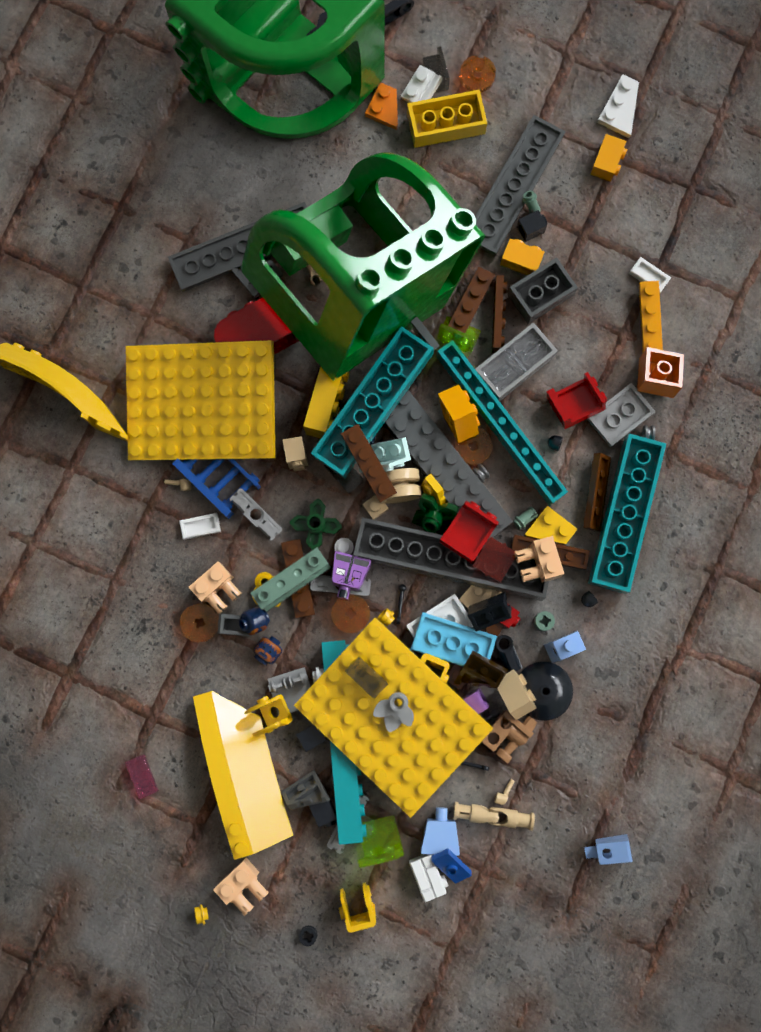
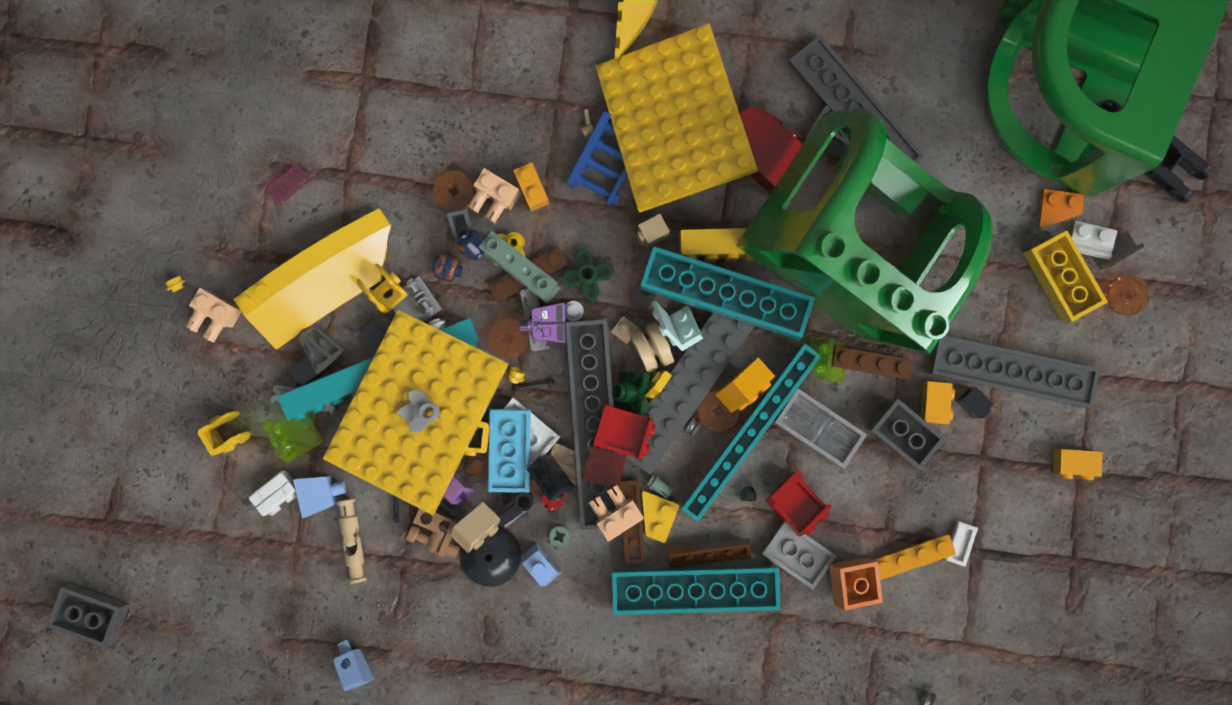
camera: 70 degrees right, 5 degrees up
(200, 526) = (551, 160): white tile -> none
(219, 550) = (531, 187): none -> light orange brick
(247, 504) = (585, 199): light grey piece -> none
(310, 929) = (192, 394): black bush -> none
(366, 677) = (443, 372): clear smoke plate -> none
(368, 463) = (660, 308): reddish brown plate -> none
(422, 333) = (813, 327): dark grey wing -> none
(451, 865) = (290, 513): blue plate -> none
(481, 672) = (486, 486): dark brown wing -> none
(500, 288) = (875, 394): reddish brown plate -> none
(502, 798) = (371, 544): tan hand -> none
(529, 199) = (1002, 392): sand green pin -> none
(588, 599) = (595, 575): black hinge -> none
(620, 107) = (1137, 460): white wing -> none
(648, 432) = (788, 589): flat silver bush -> none

